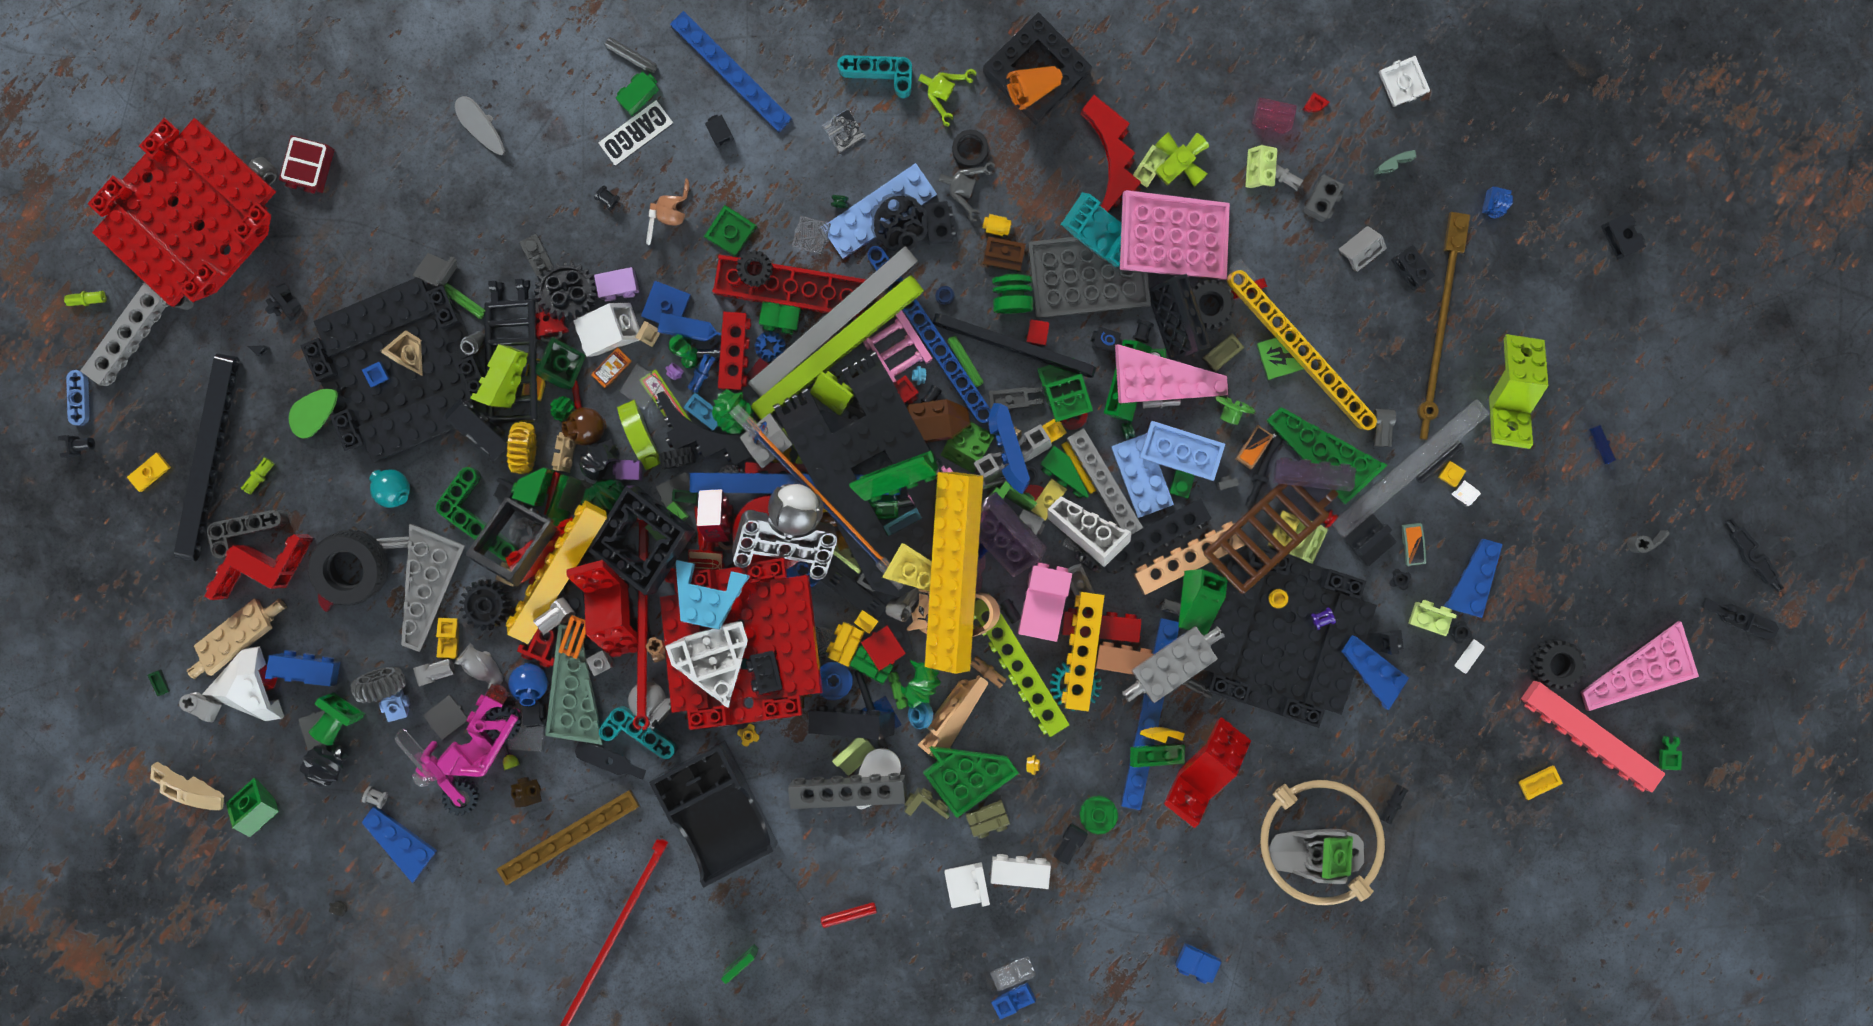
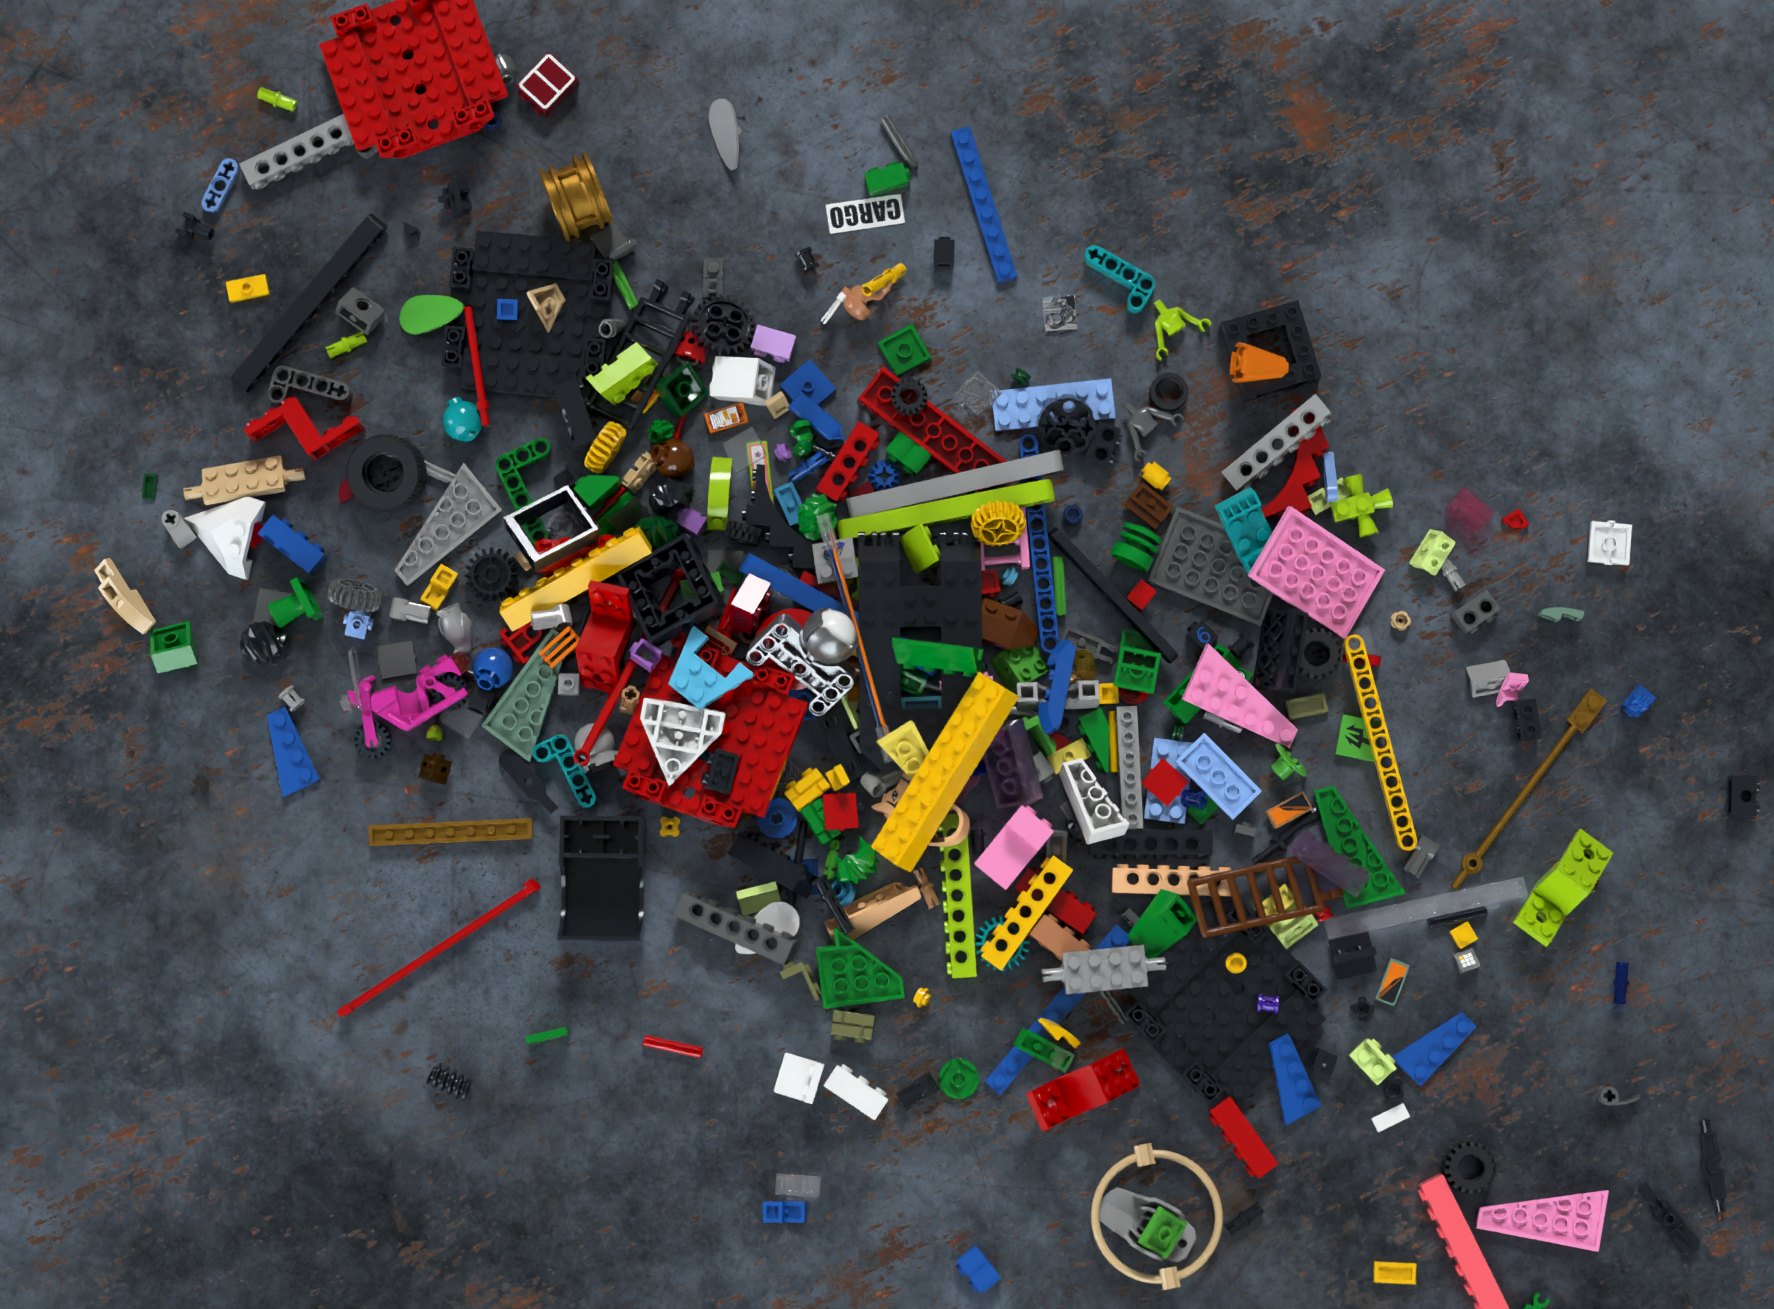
camera: 30 degrees right, 5 degrees down
(252, 441) = (360, 311): none -> dark grey brick
(278, 220) = (495, 122): none -> dark blue plate
(378, 247) = (576, 196): none -> pearl gold wheel
(397, 465) = (482, 404): none -> red bar
(649, 605) = (645, 654): none -> medium lavender window
(679, 180) = (888, 275): none -> yellow pin
(886, 336) = (998, 523): none -> yellow gear
(910, 724) = (828, 896): none -> black pin
(1022, 416) = (1085, 664): none -> clear yellow brick
(1099, 95) = (1314, 406): none -> light grey brick
(1140, 479) = (1164, 782): none -> red piece
(1143, 148) = (1329, 477): none -> medium blue beam
(1169, 483) = (1194, 799): none -> clear blue bush
(1264, 234) = (1405, 620): none -> tan plate
(1358, 738) = (1243, 1137): none -> red brick
(1386, 245) = (1511, 686): none -> bright pink slope

